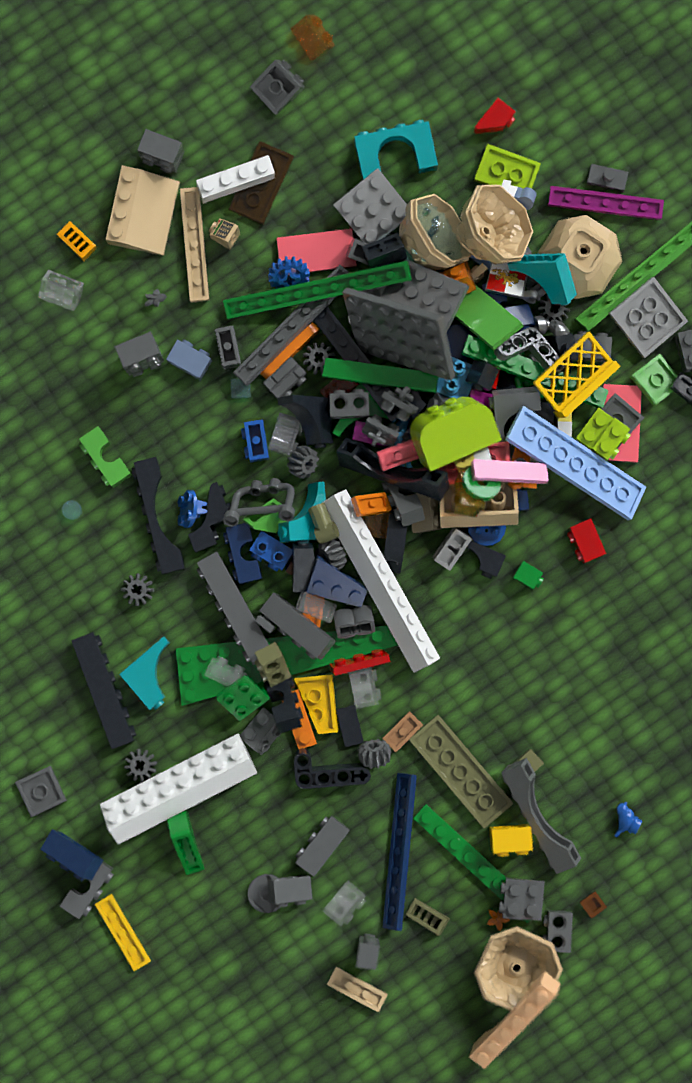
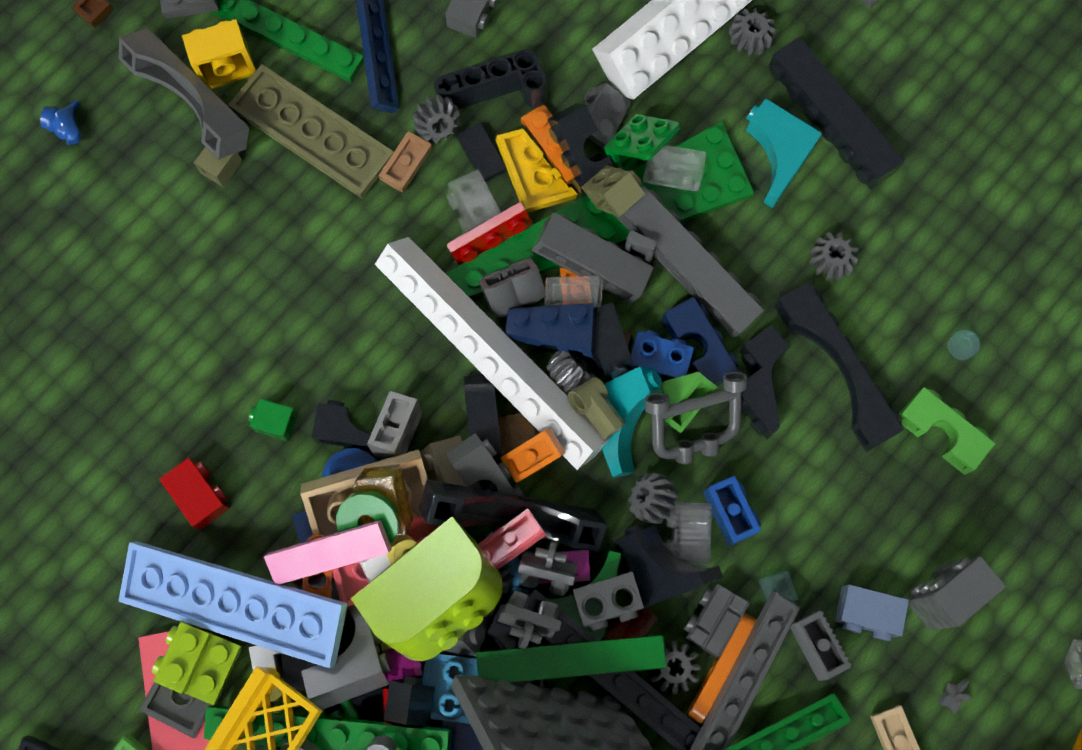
camera: 165 degrees right, 10 degrees down
(190, 509) = (797, 384): blue plate -> none

